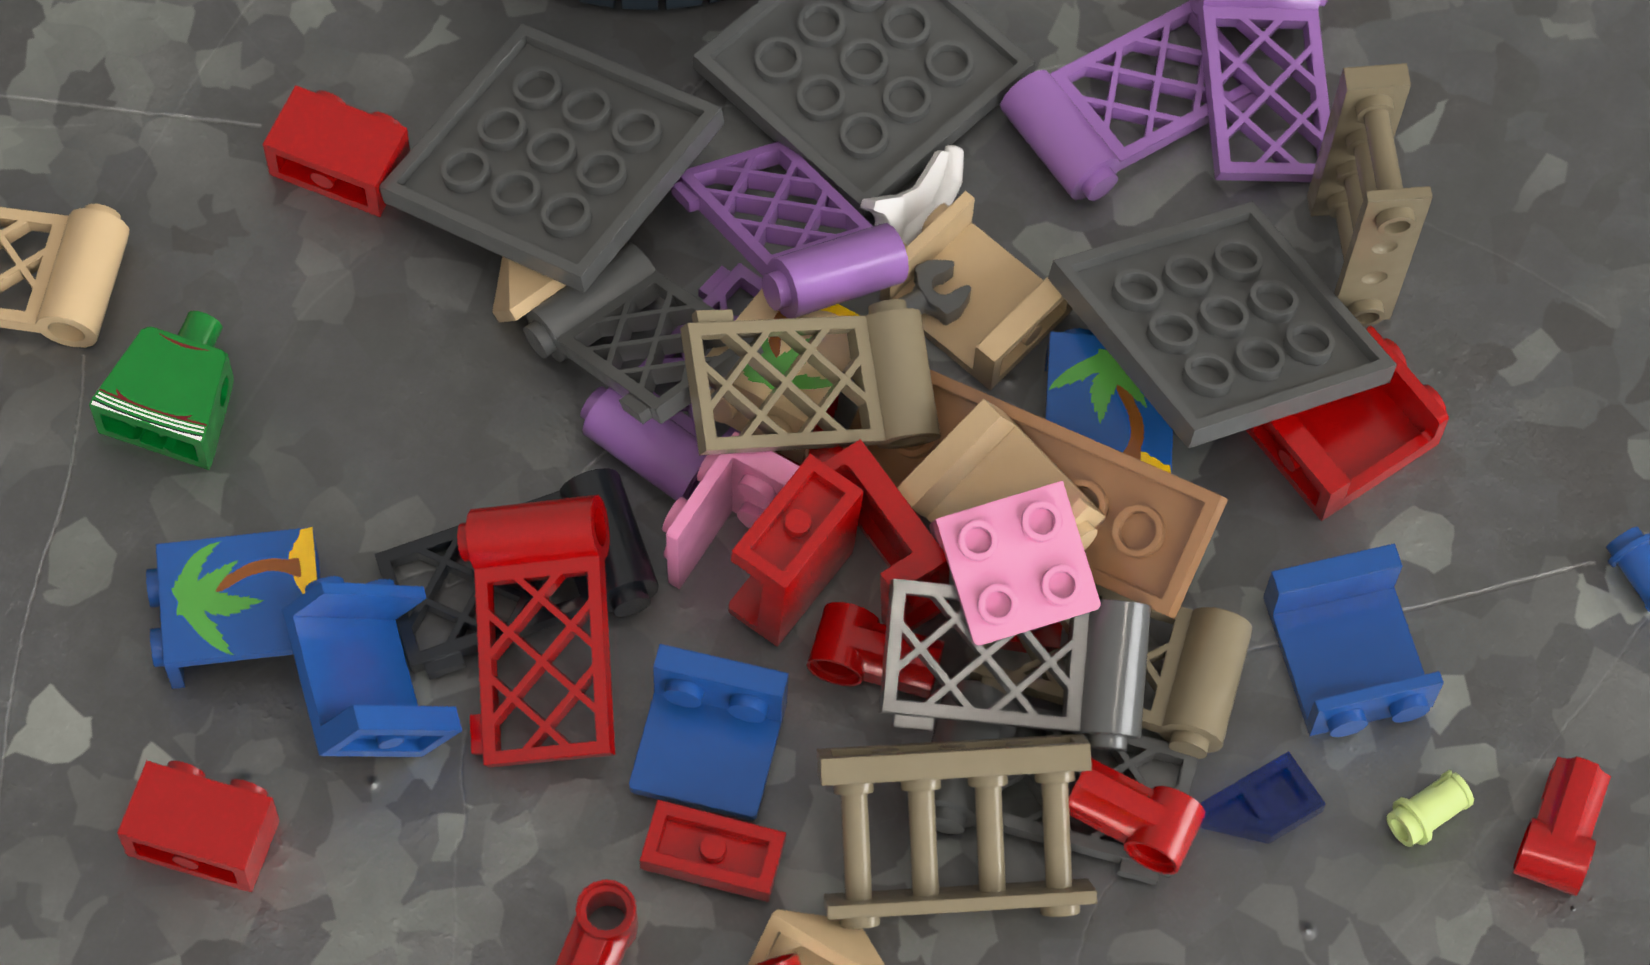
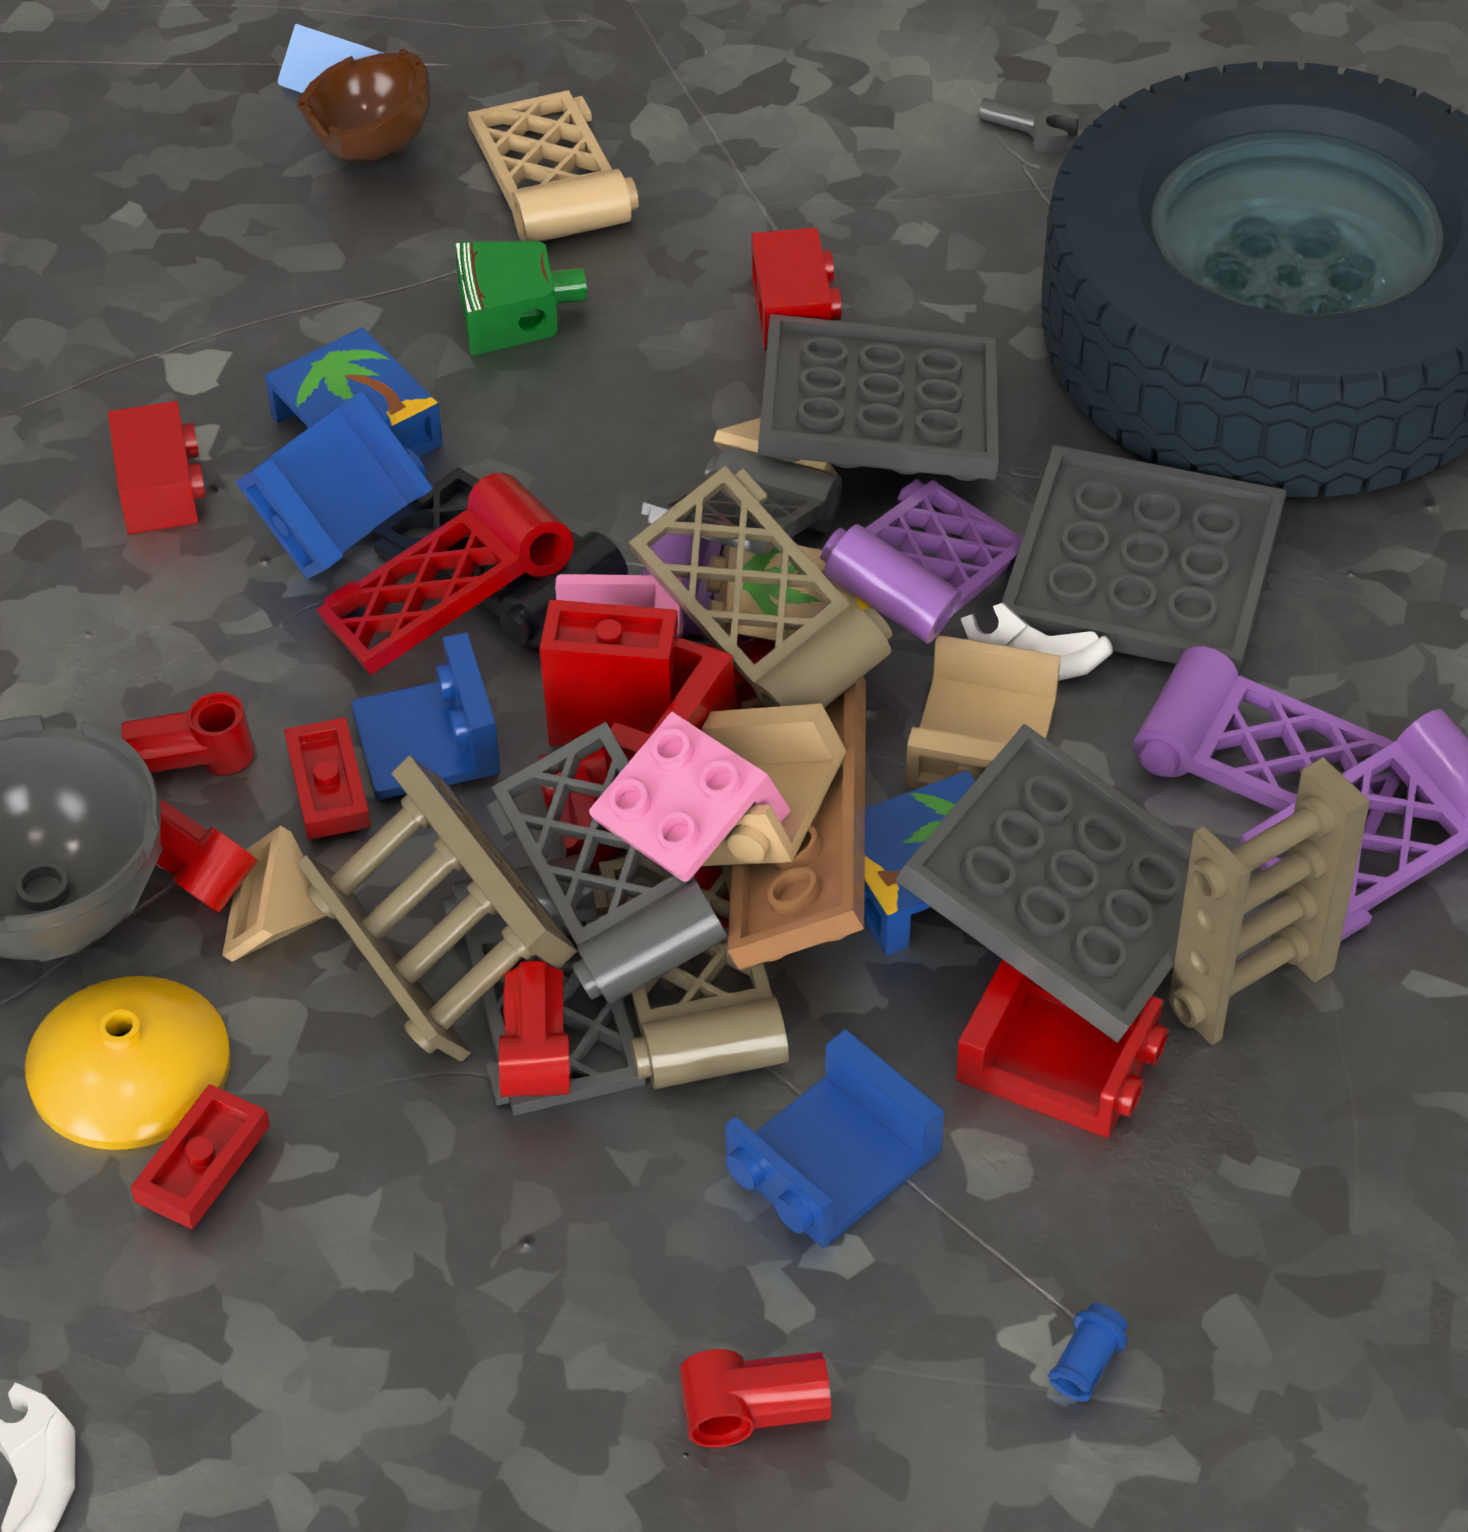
camera: 65 degrees right, 15 degrees down
(924, 298) = (947, 693): dark grey bar -> none
(1264, 803) = (628, 1148): clear blue tile -> none
(1430, 808) = (702, 1277): yellowish green pin -> none

